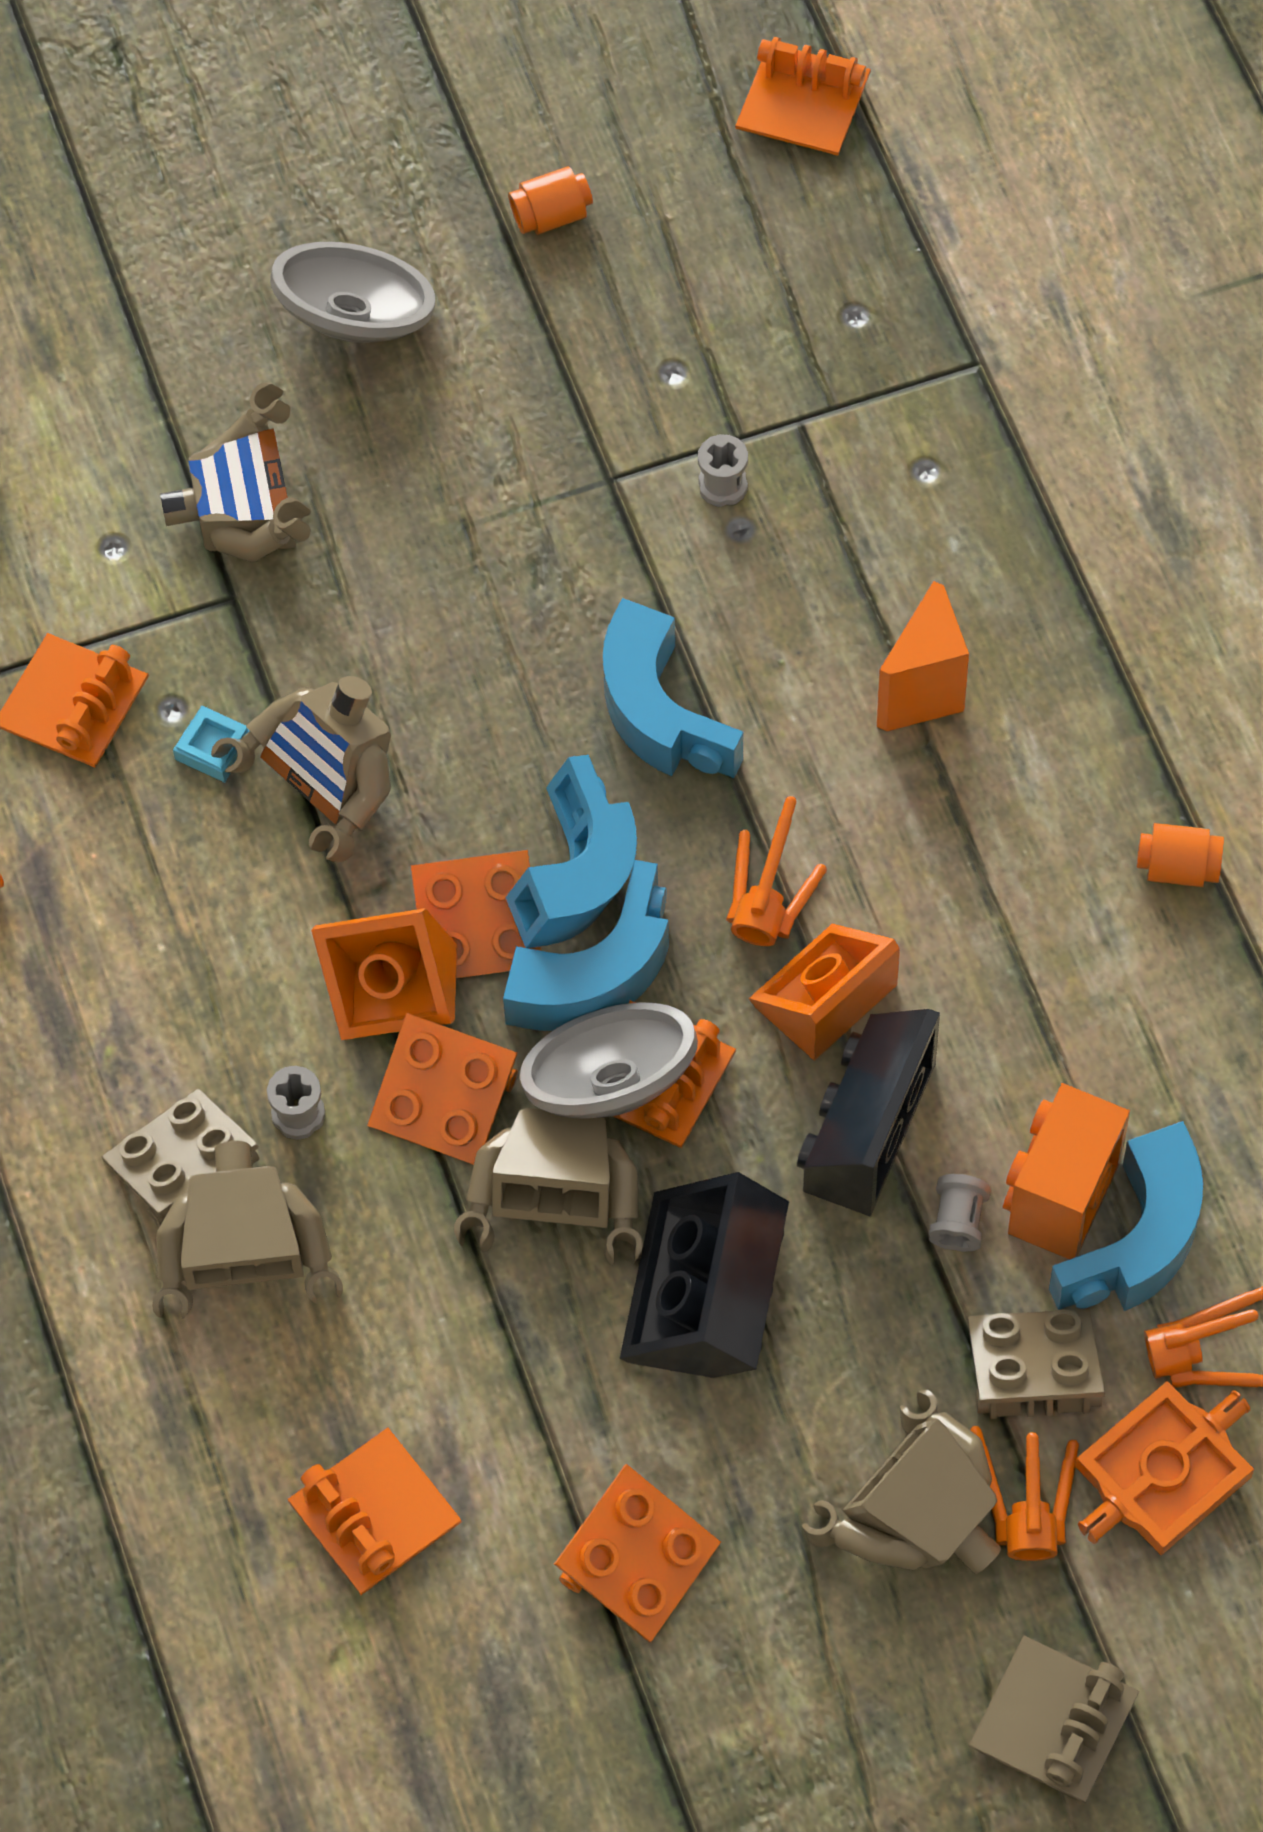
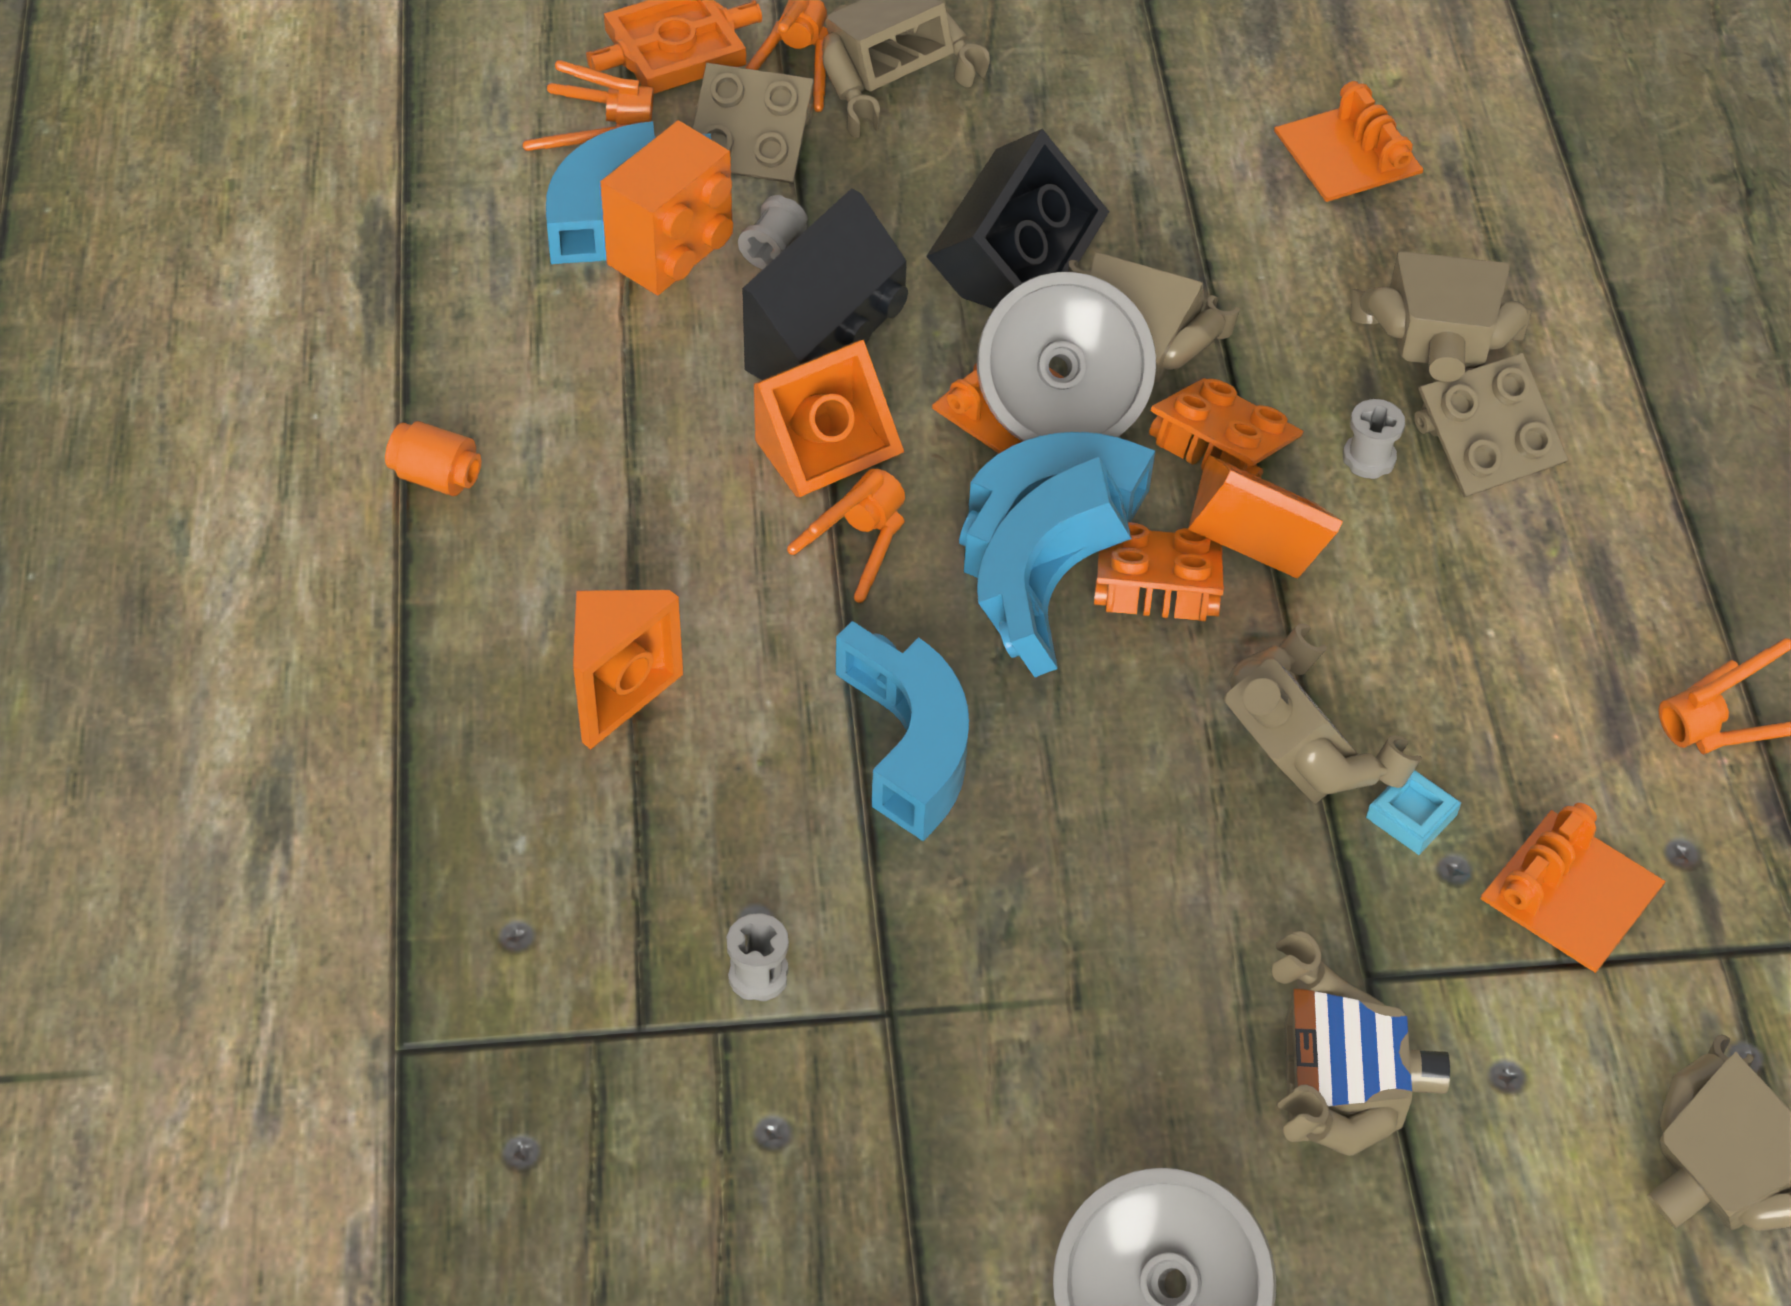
camera: 170 degrees left, 10 degrees down
(636, 1553) = (1138, 77): orange hinge -> none

